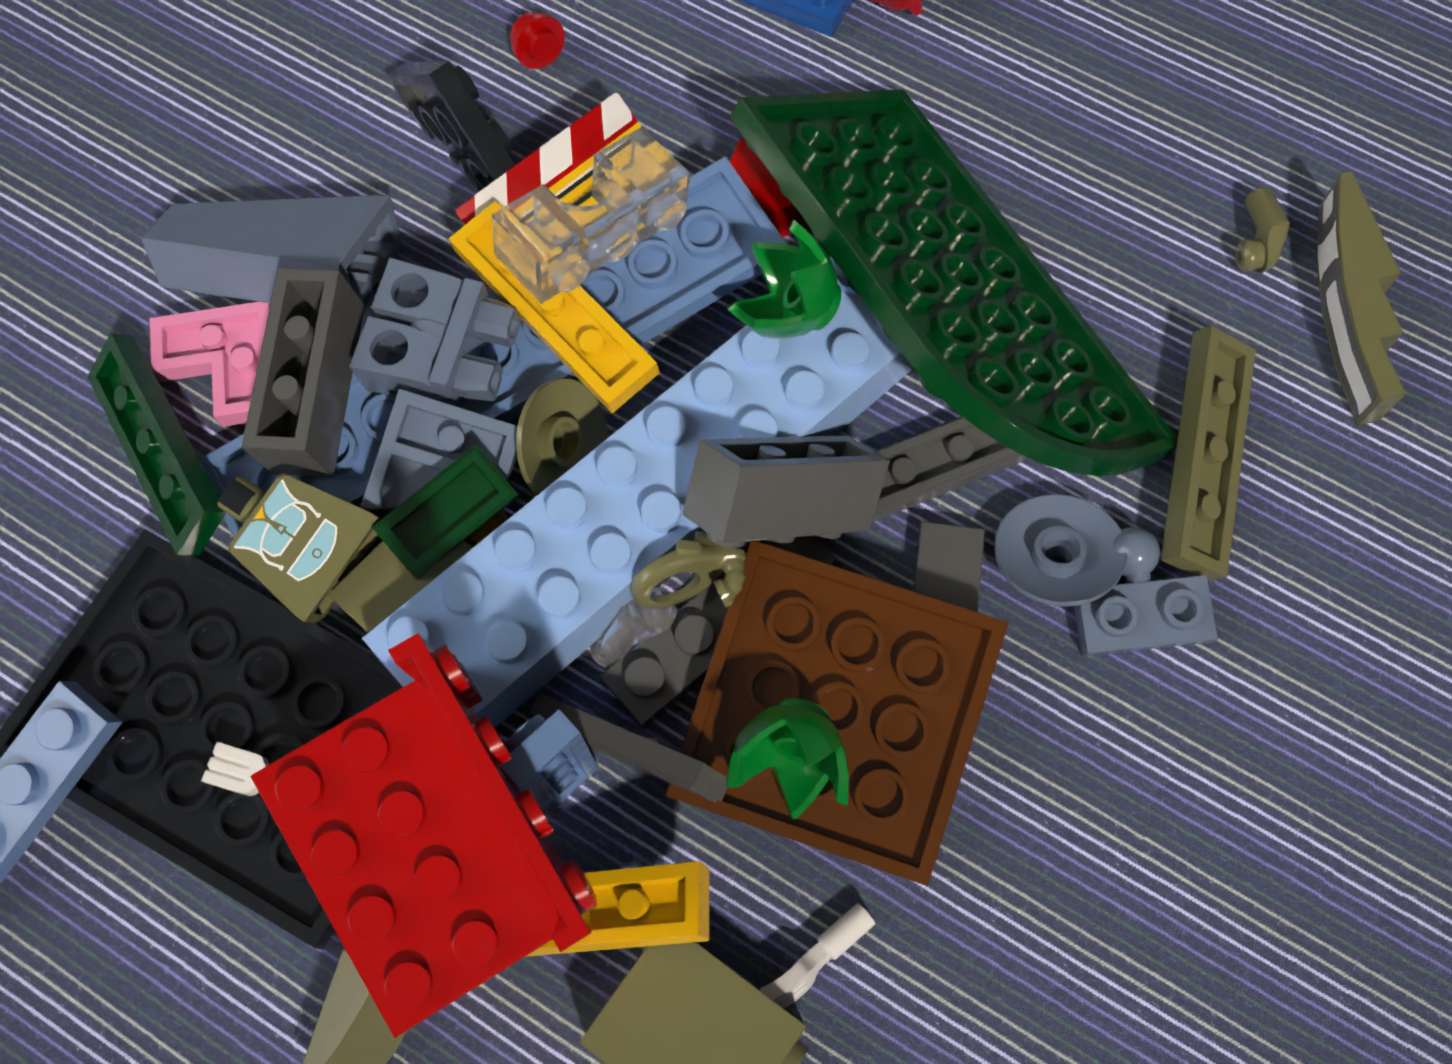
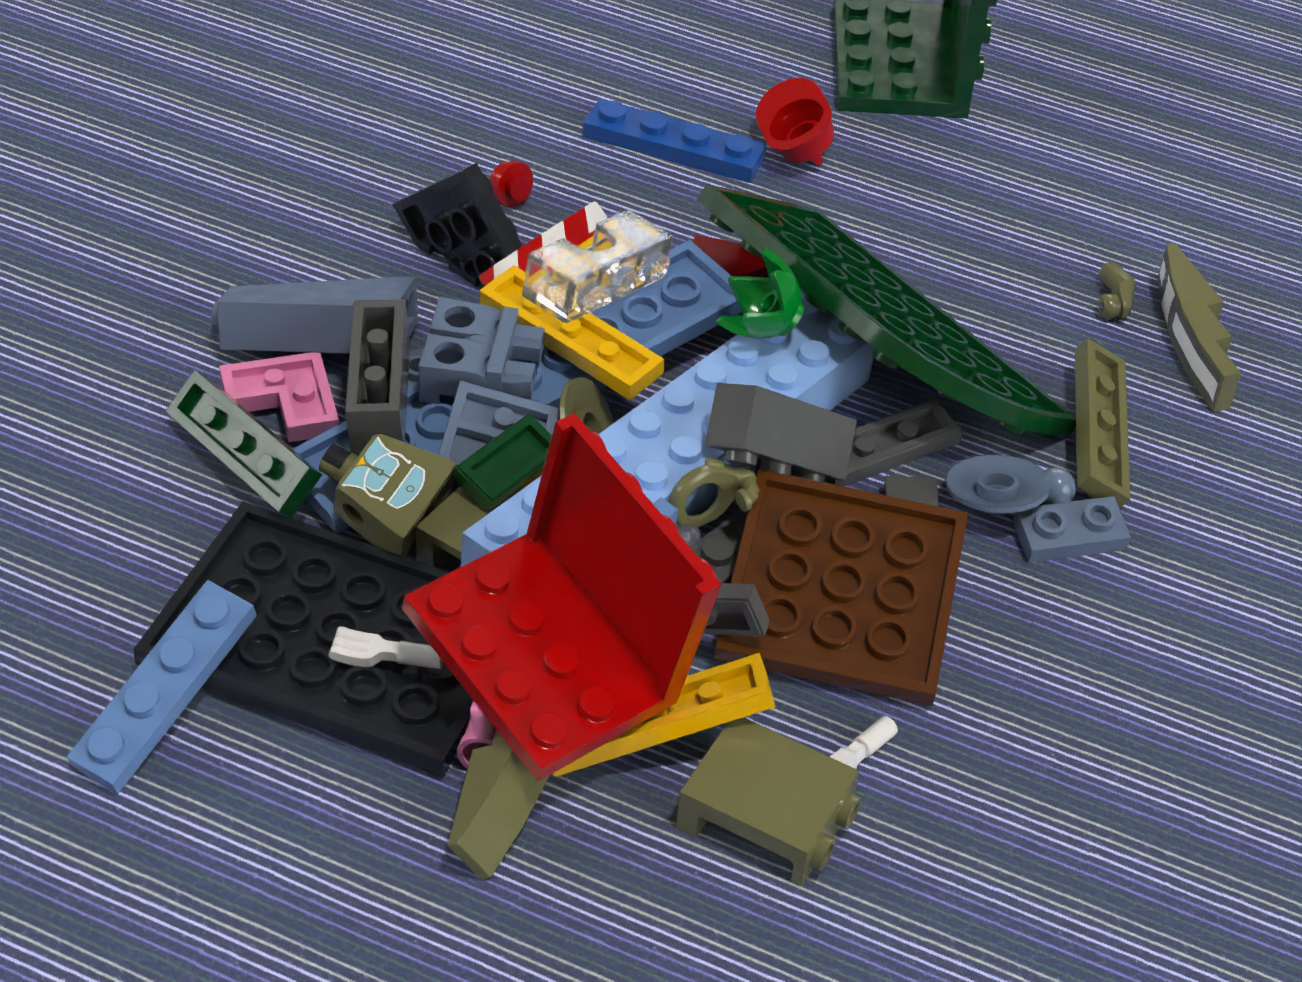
camera: 15 degrees left, 25 degrees down
(800, 749) = (817, 609): green piece -> none

